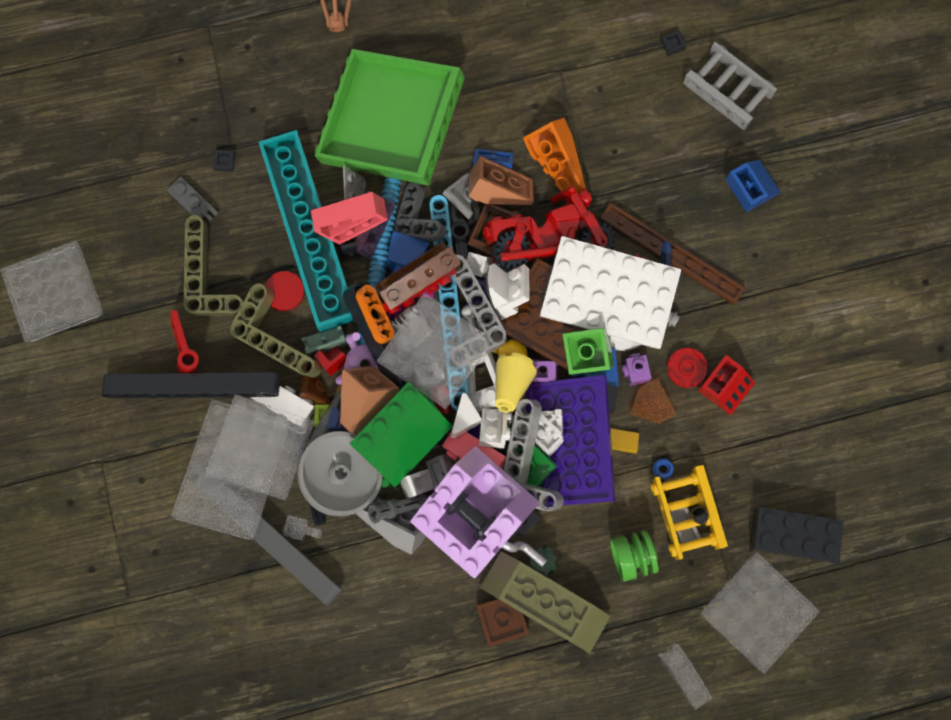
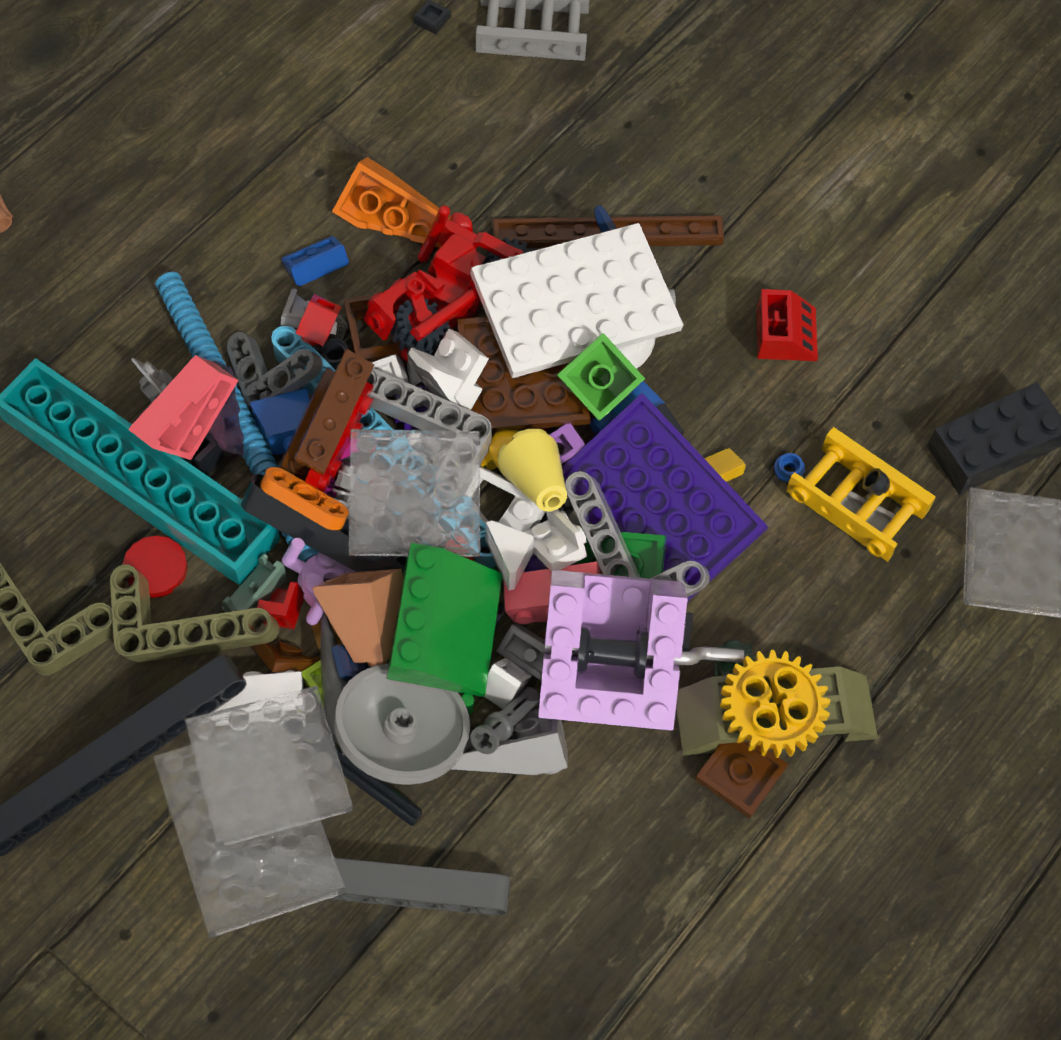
camera: 40 degrees left, 15 degrees down
(187, 359) = (78, 720): red piece -> none
(298, 528) = (391, 842): clear plate -> none
(390, 116) = (147, 276): bright green panel -> none
(460, 208) = (318, 321): none -> red brick
(499, 185) = (342, 274): nougat slope -> none
(521, 595) = (803, 697): none -> yellow gear
(549, 431) = (626, 503): white slope -> none
(634, 555) = (838, 580): bright green wheel -> none
(636, 369) = (671, 377): medium lavender brick -> none
(652, 403) = (718, 404): clear orange slope -> none
(685, 675) = (1006, 681): clear slope -> none
(687, 367) = (725, 341): red tile -> none
(752, 184) = (640, 106): blue slope -> none

